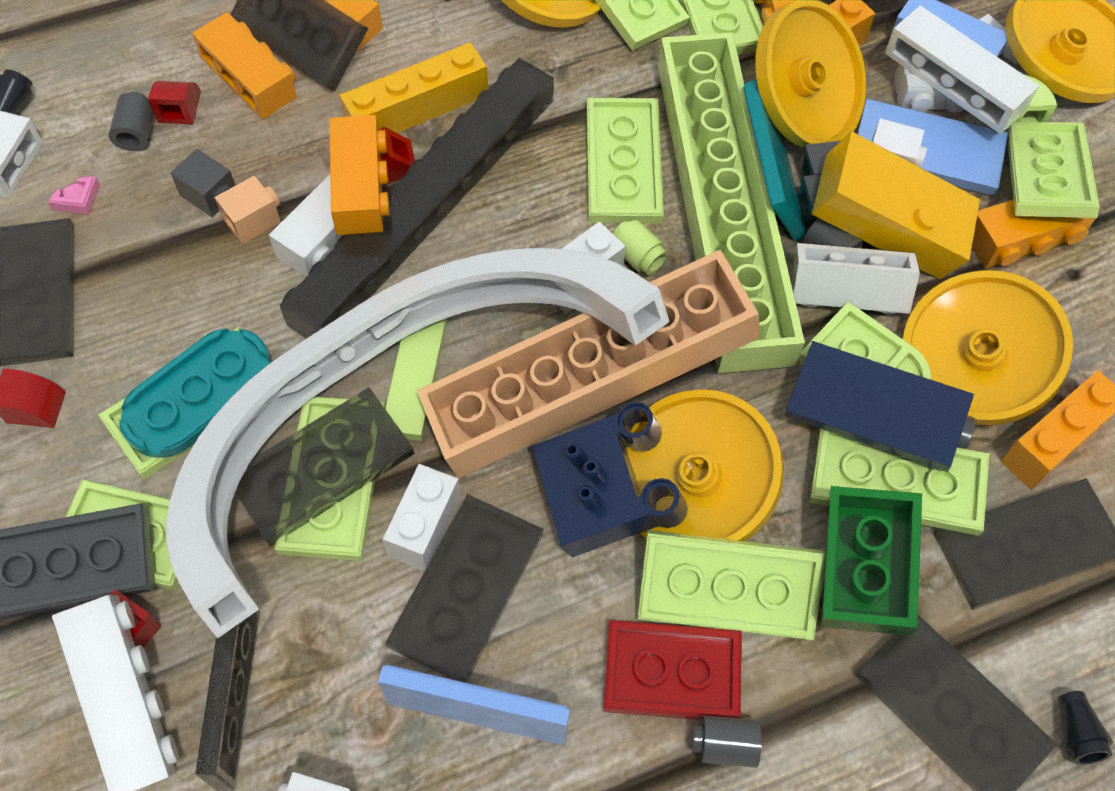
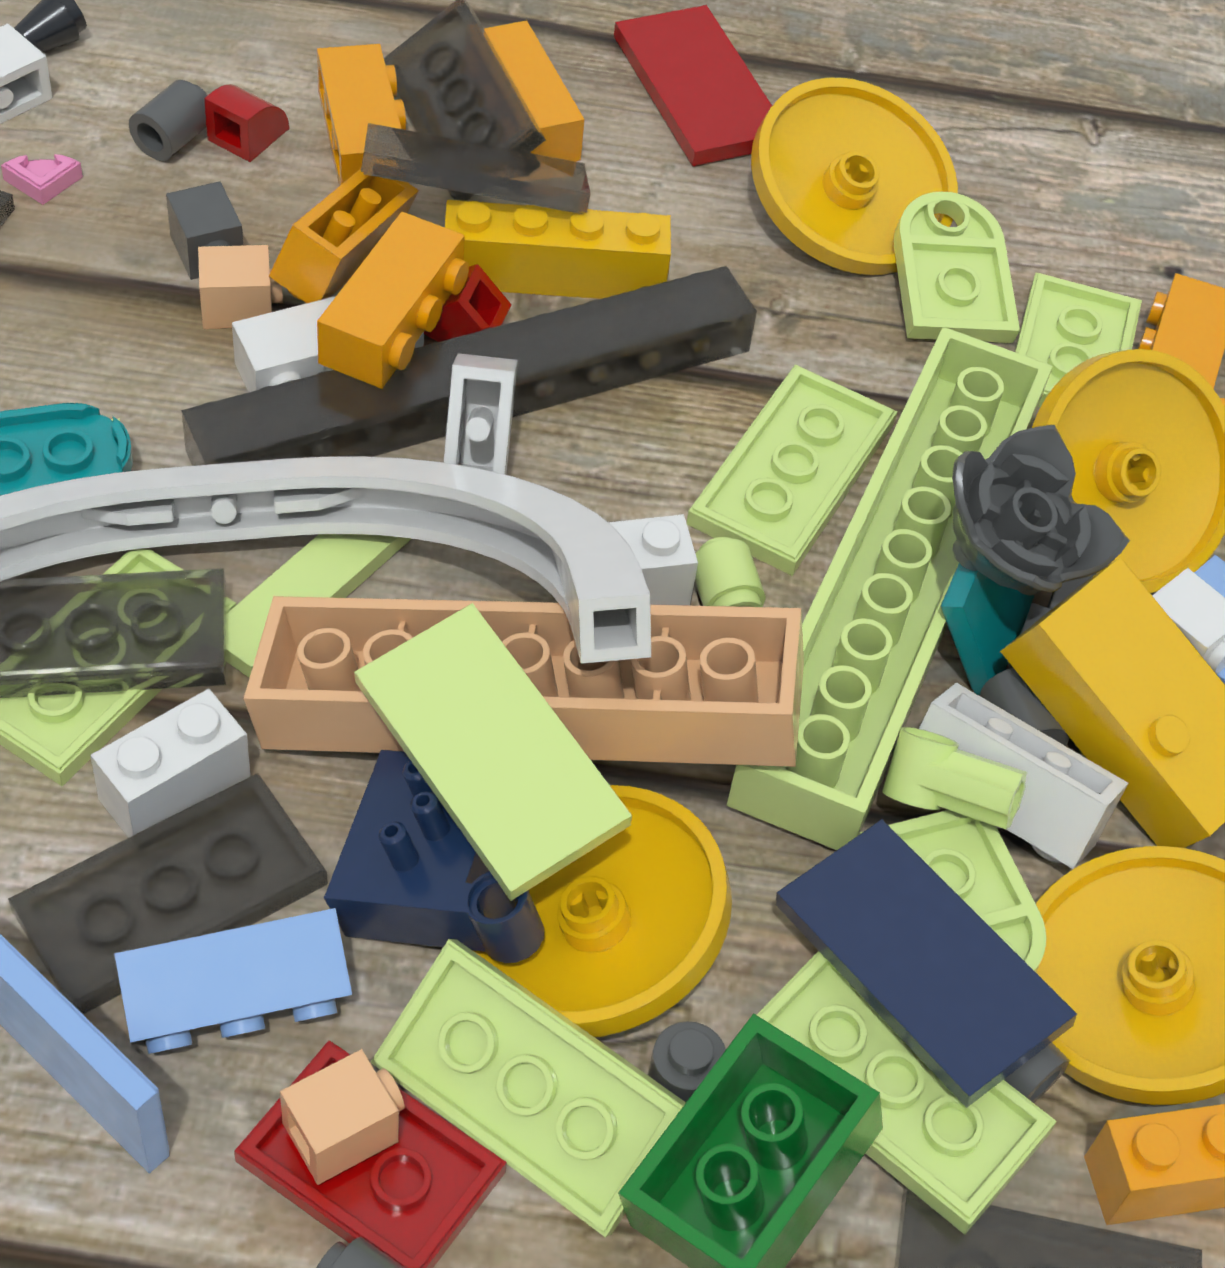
camera: 25 degrees right, 10 degrees down
(294, 145) = (339, 234): none -> light orange brick
(344, 67) = (475, 168): none -> clear smoke tile
(452, 220) = (480, 412): none -> white brick
(542, 618) = (233, 979): none -> light blue brick
(610, 417) = (492, 751): none -> yellowish green tile
(653, 658) = (342, 1115): none -> light nougat brick
(791, 138) = (1020, 518): none -> dark grey brick
(801, 527) = (684, 1057): none -> dark grey brick
(821, 299) = (934, 774): none -> yellowish green piece

